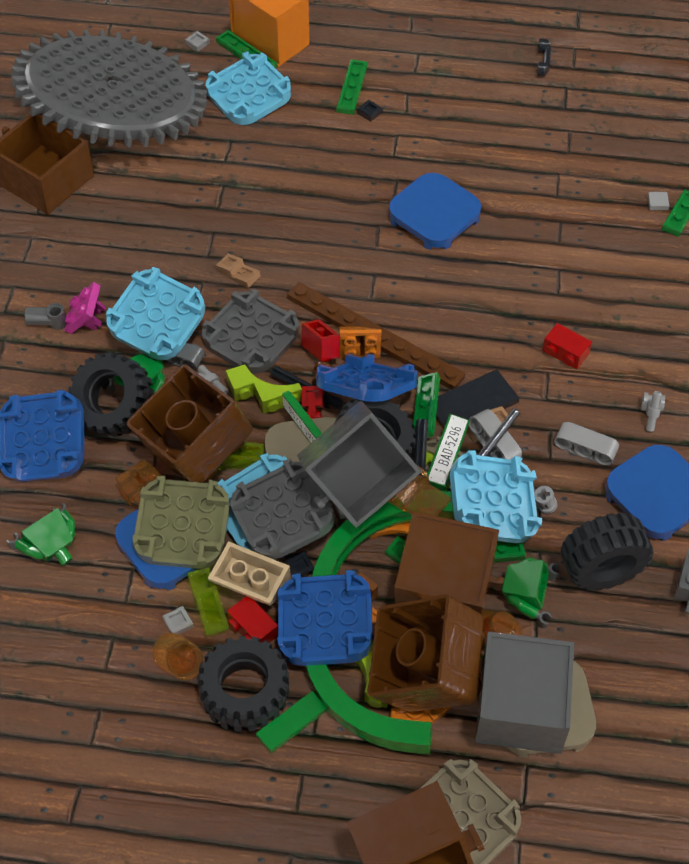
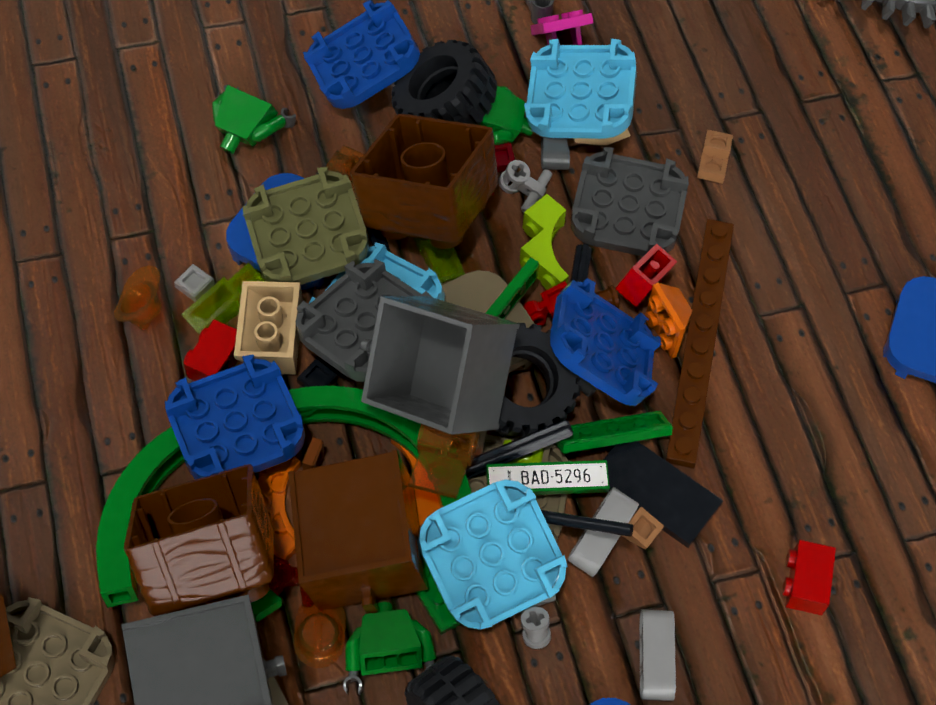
camera: 65 degrees right, 5 degrees up
(236, 656) = (120, 340): black tyre -> none
(291, 722) = (100, 441): green tile -> none

